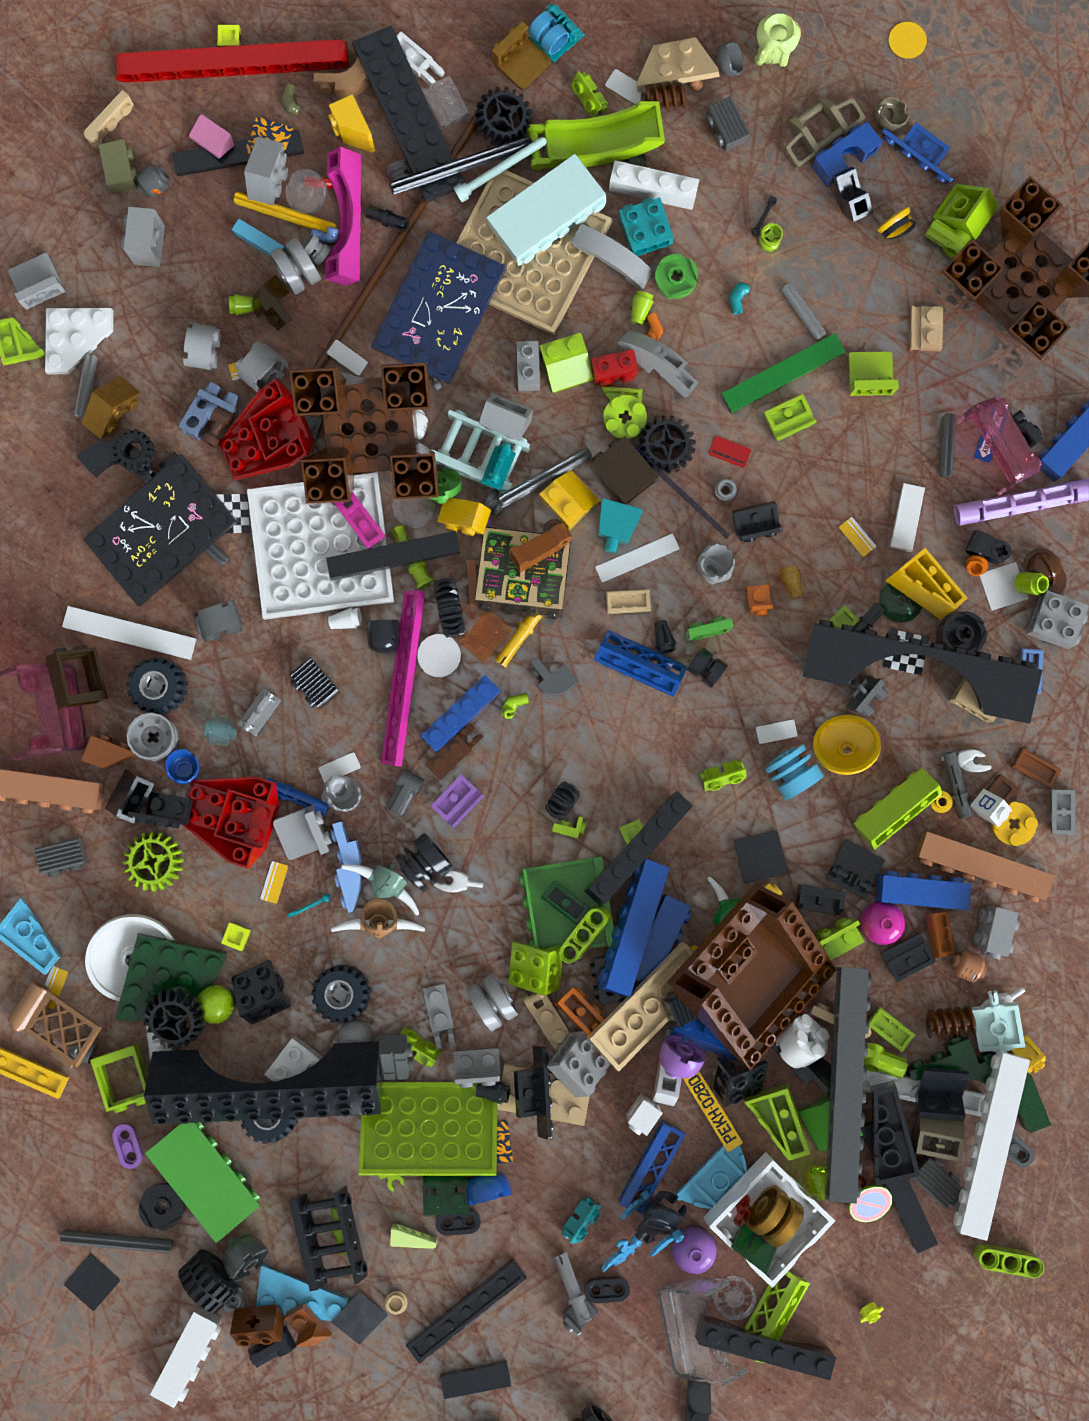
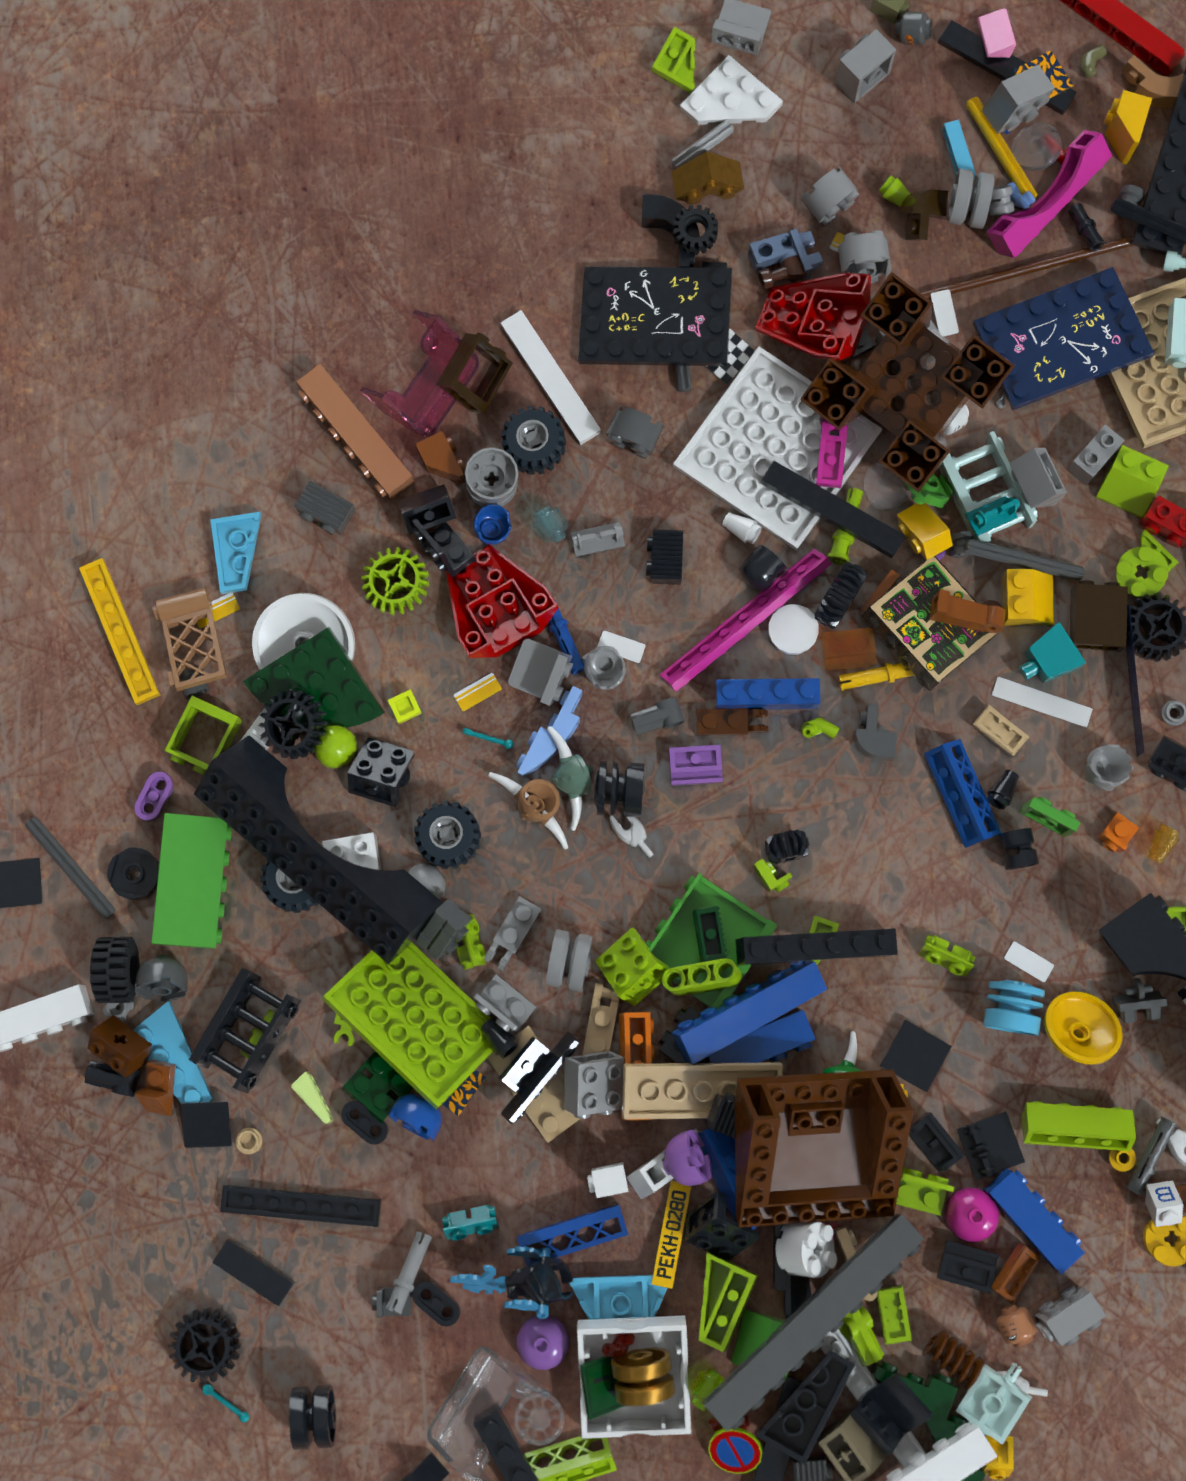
camera: 50 degrees right, 5 degrees down
(983, 865) = (1110, 1251): nougat brick -> none

